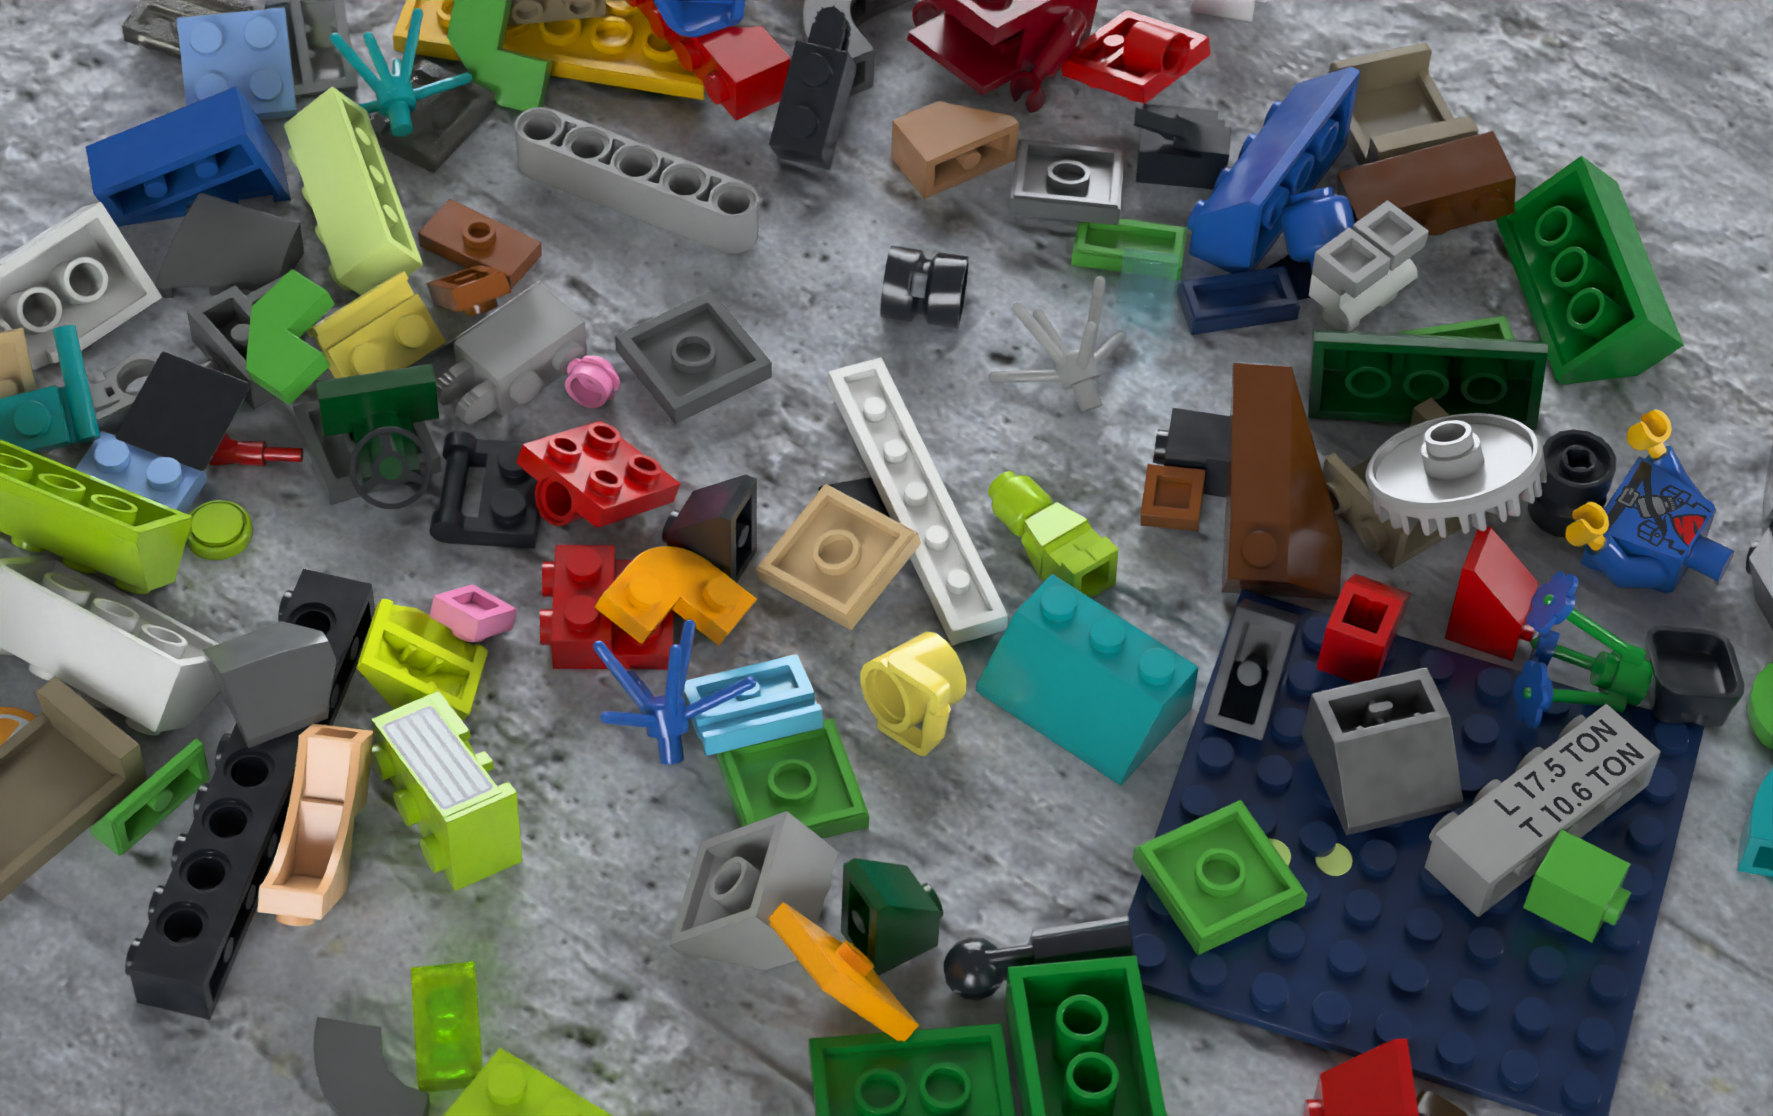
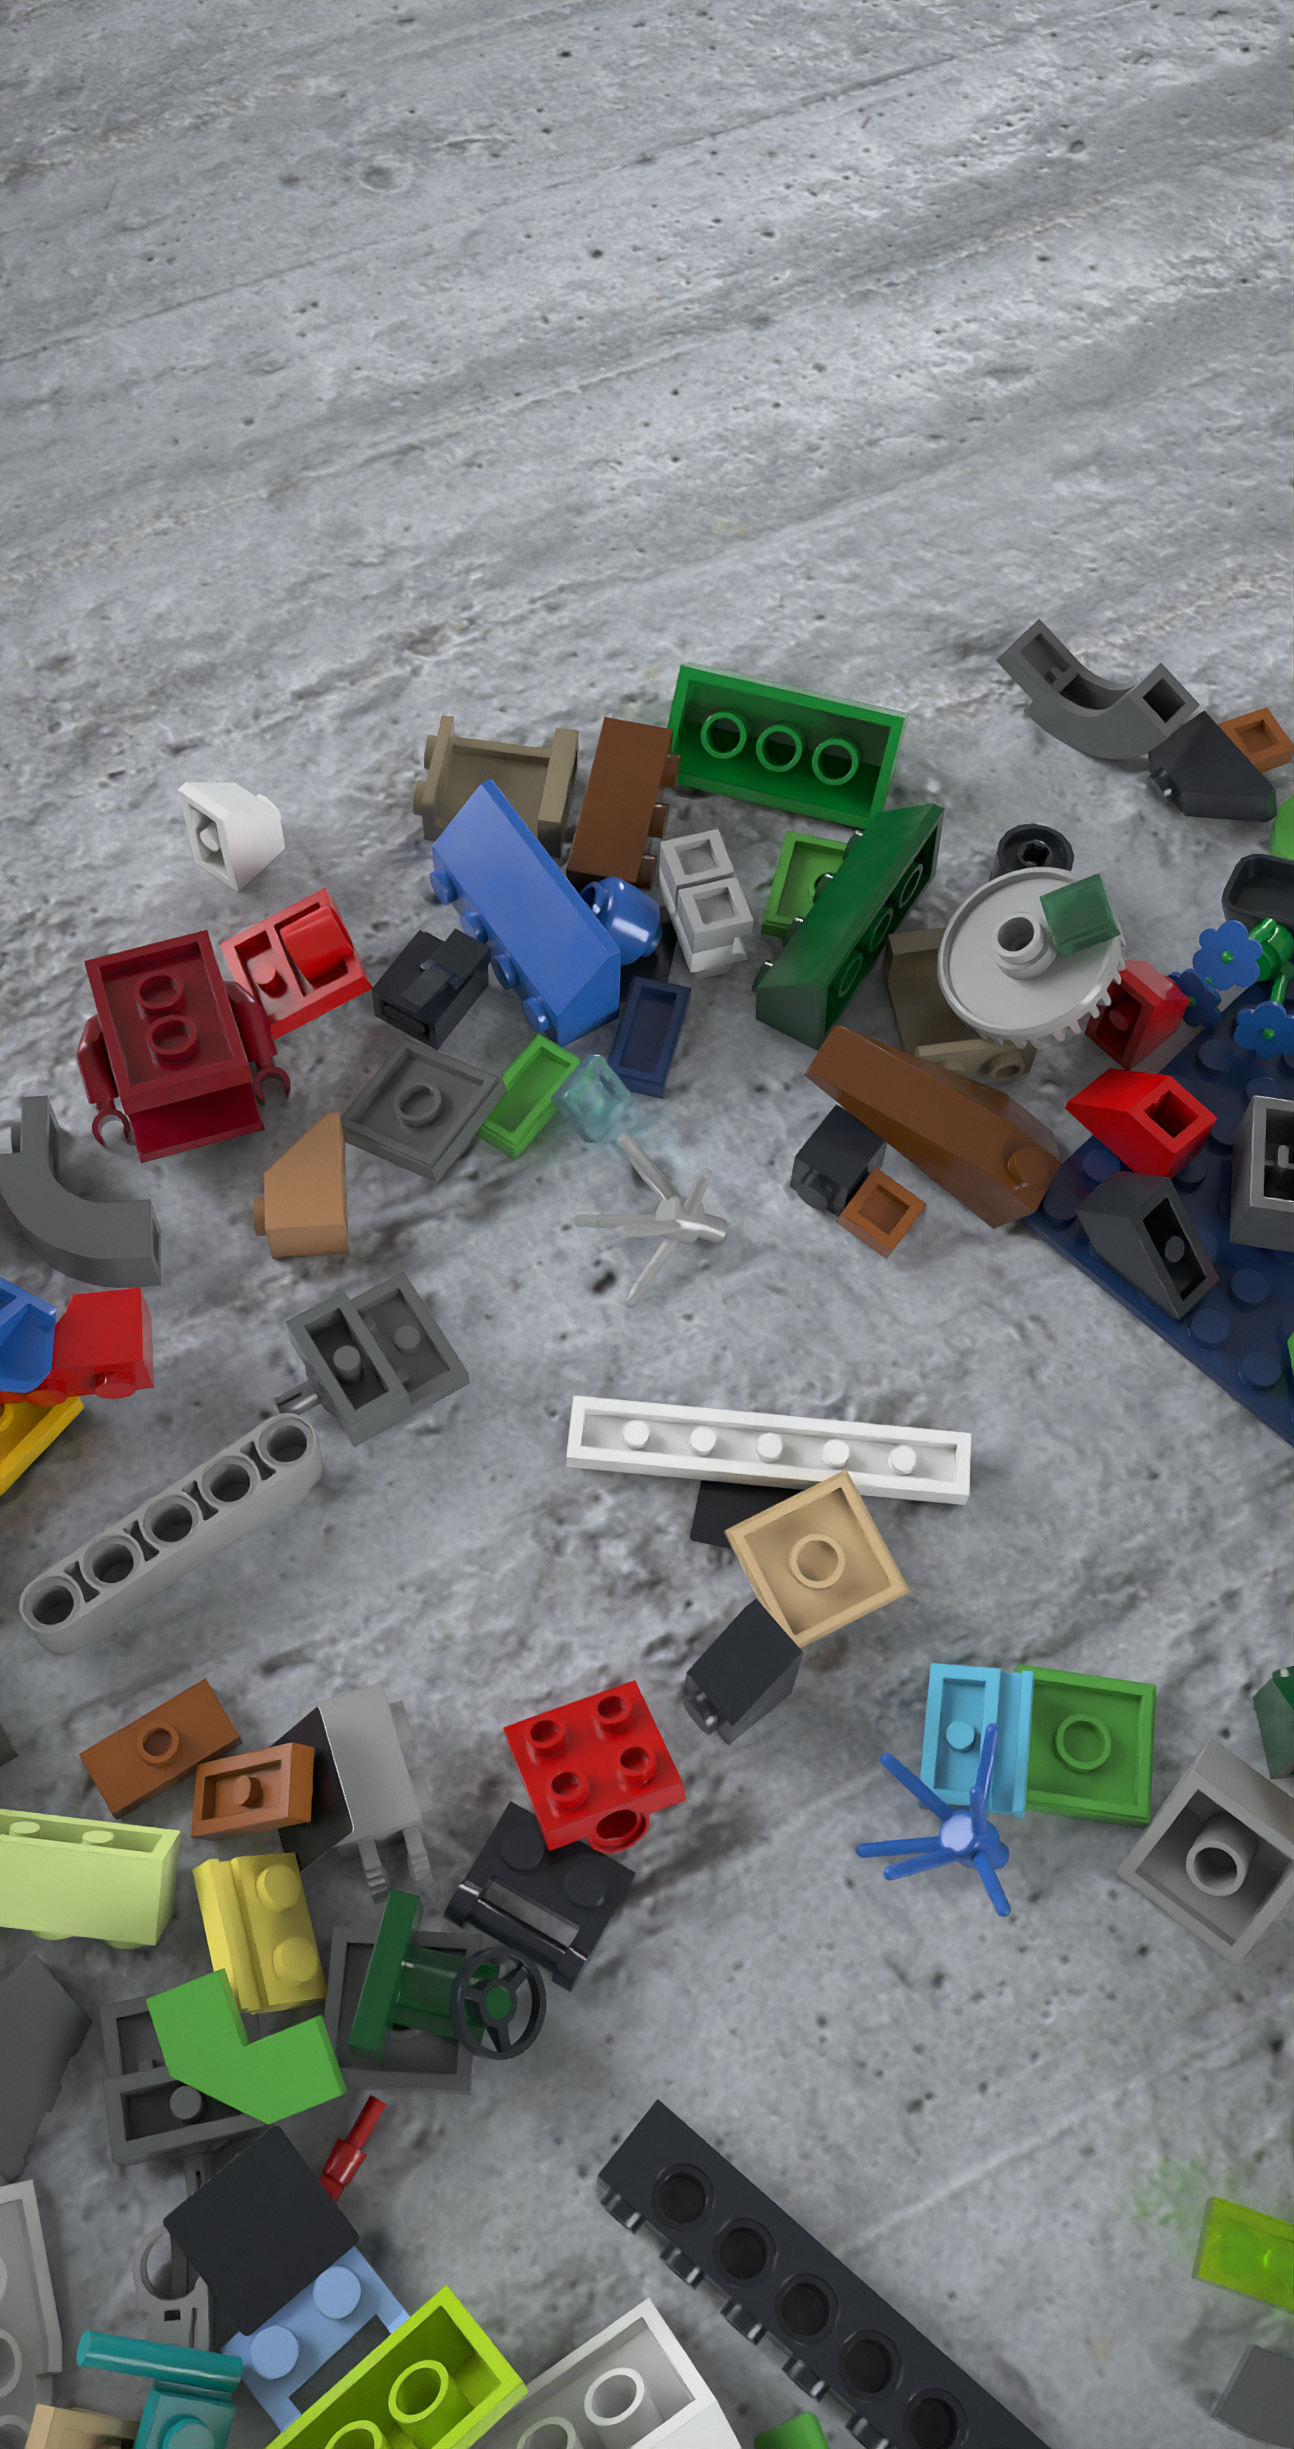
camera: 65 degrees left, 10 degrees up
(219, 530) = (436, 2249): lime piece -> none
(274, 679) = (759, 2282): dark grey slope -> none
(318, 830) = (992, 2316): light nougat arch -> none
(417, 656) = (761, 2076): neon yellow slope -> none
(446, 791) = (971, 2131): lime wedge -> none
(472, 613) = (722, 1992): bright pink plate -> none
(574, 624) = (774, 1835): red plate -> none
(591, 381) = (441, 1711): bright pink plate -> none
(676, 581) = (792, 1757): light orange plate -> none
(693, 356) = (464, 1587): dark grey plate -> none
(815, 93) = (189, 1286): black hinge -> none
(836, 232) = (371, 1359): none -> dark grey plate
(914, 686) = (1031, 1566): light yellow piece -> none
(943, 291) = (494, 1316): black wheel -> none
(1053, 535) = (887, 1344): lime piece -> none
(1088, 679) = (1077, 1398): teal slope -> none
(1493, 463) = (1079, 915): none -> clear green tile
(1653, 520) = (1104, 831): blue torso -> none

